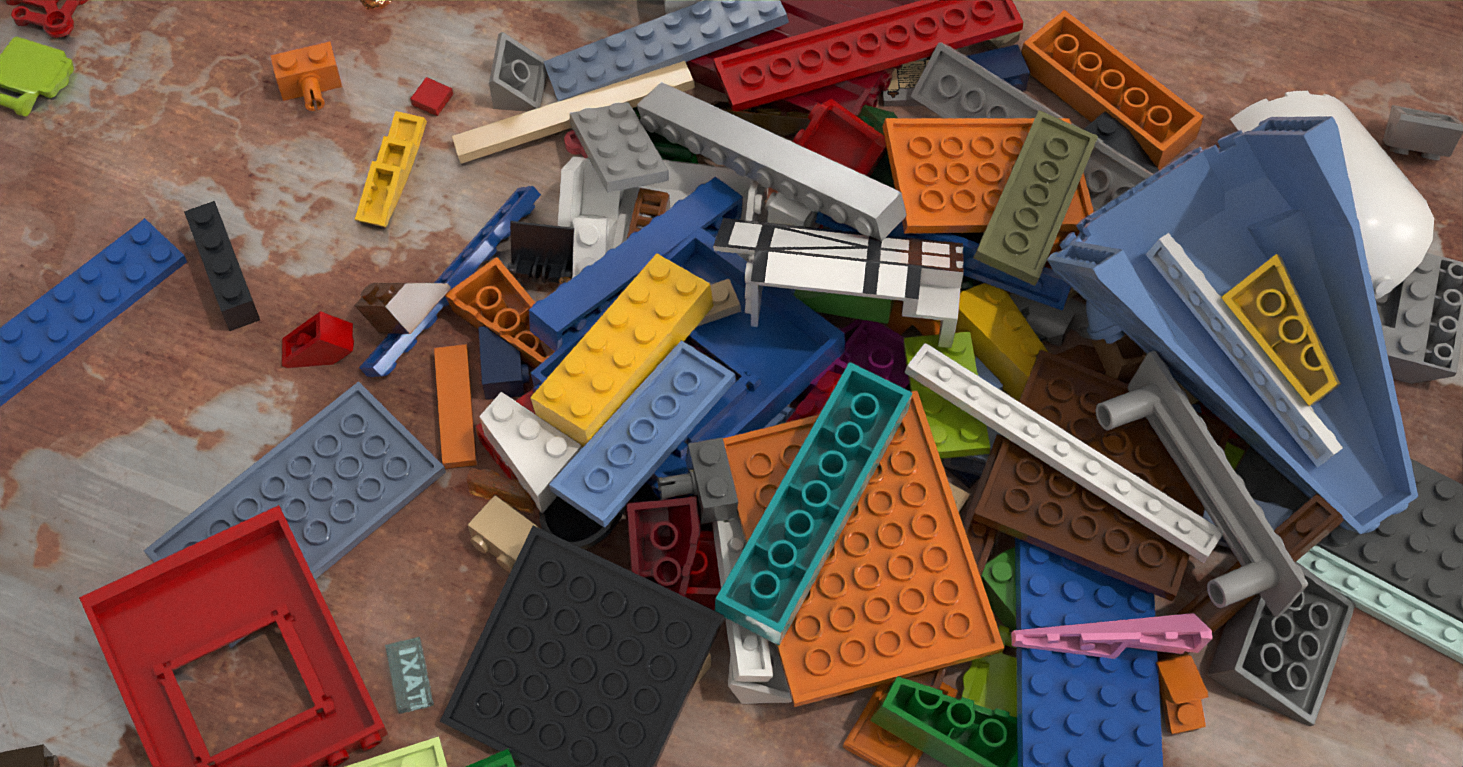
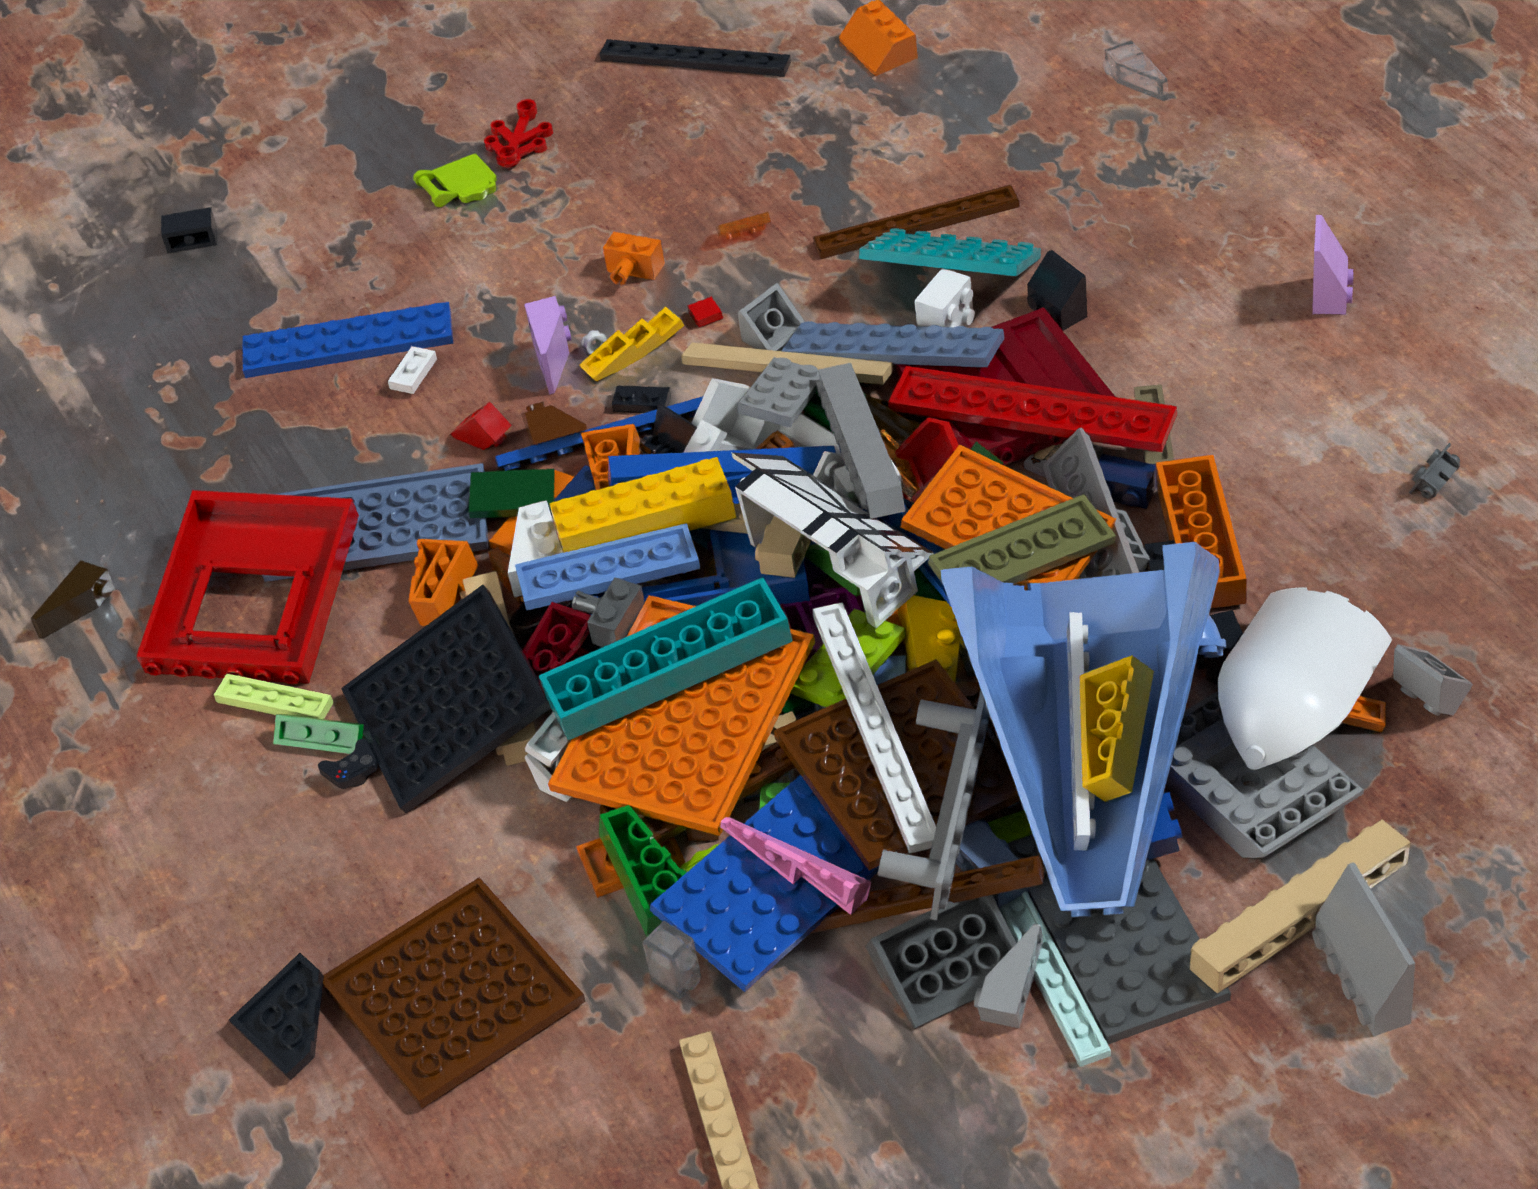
camera: 45 degrees right, 15 degrees down
(176, 316) = (412, 370): none -> white plate
(222, 266) = (455, 368): black arch -> none
(304, 208) = (549, 338): none -> lavender slope
(350, 187) = (593, 335): none -> white plate
(409, 675) = (352, 655): clear light blue tile -> none
(425, 399) = (506, 491): none -> dark green tile
(438, 536) = (439, 577): none -> orange wedge
(453, 223) = (639, 398): none -> black plate
(801, 317) = (781, 549): none -> tan brick
(1181, 694) = (830, 944): orange slope -> none
(1364, 629) = (1009, 982): none -> light grey slope

